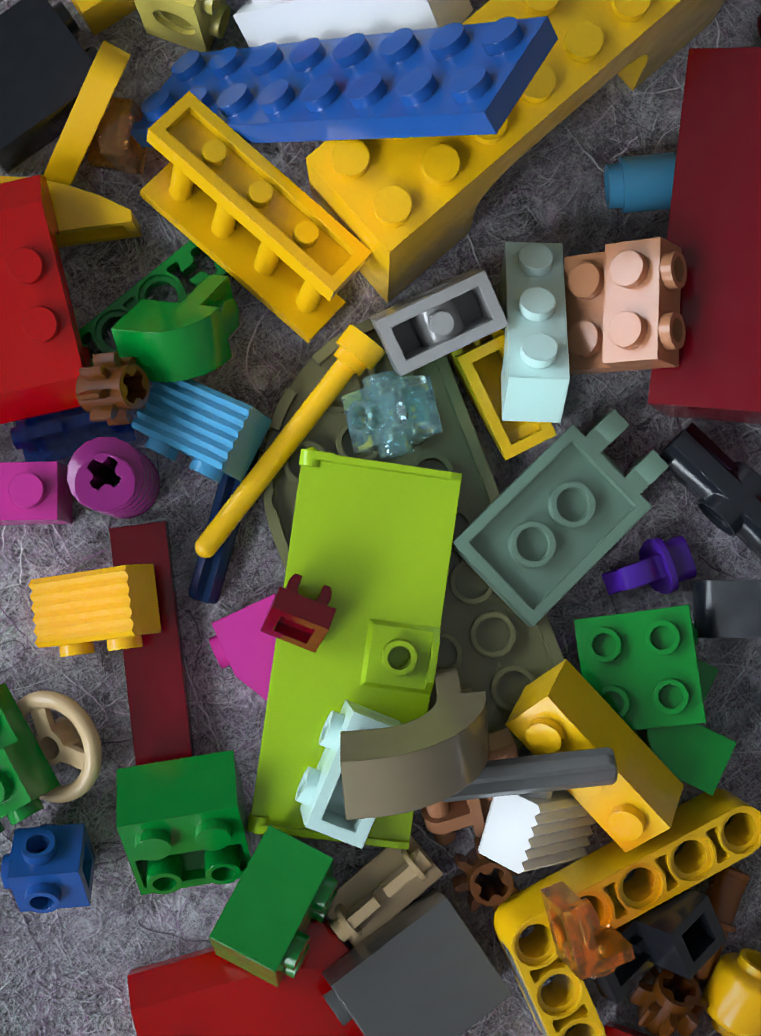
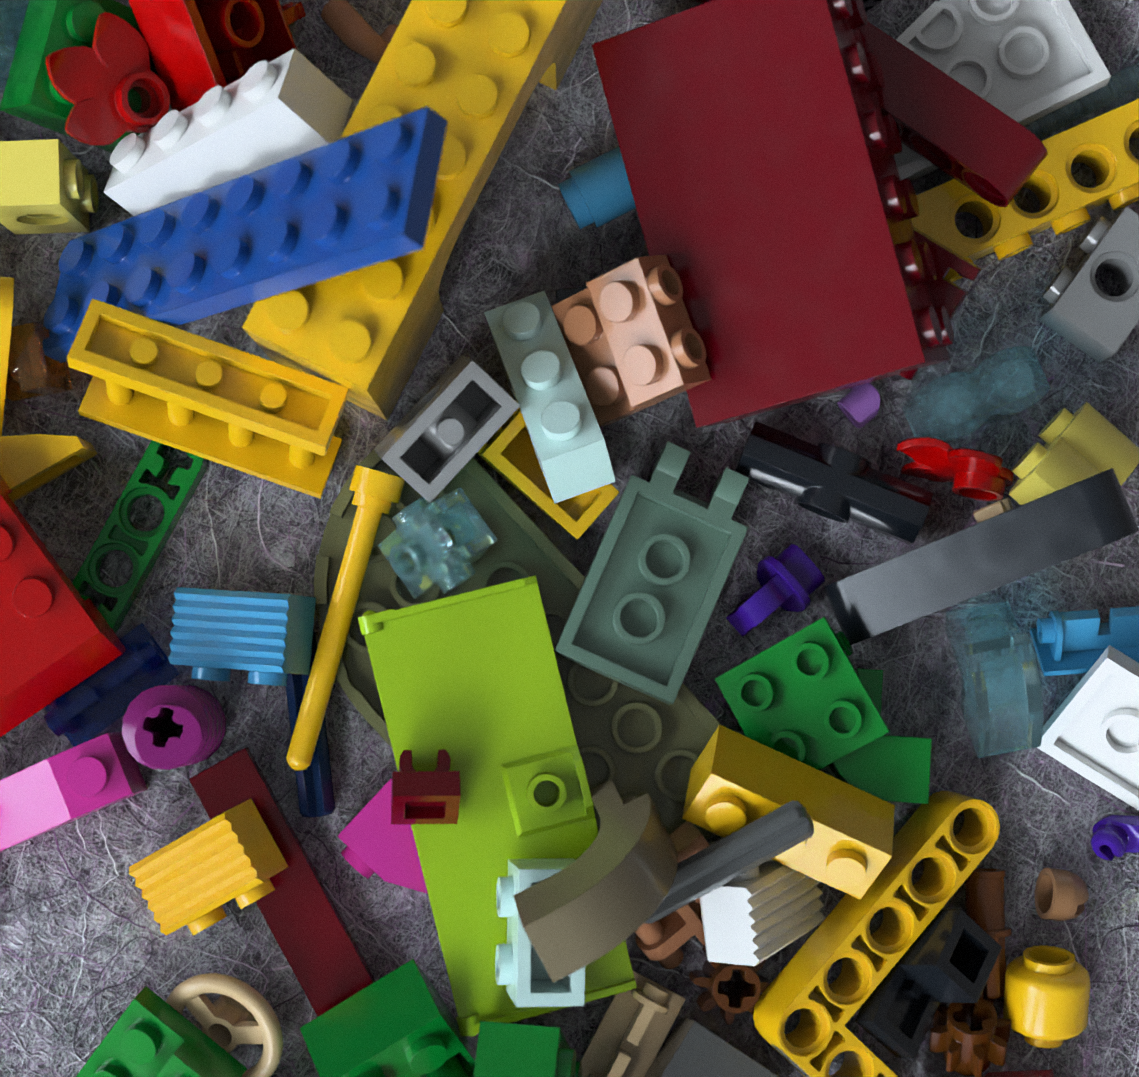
camera: 20 degrees left, 0 degrees up
(112, 388) = (135, 634): reddish brown gear -> none
(180, 338) = (184, 553): green brick -> none
(579, 938) = (841, 1005): clear orange bracket -> none

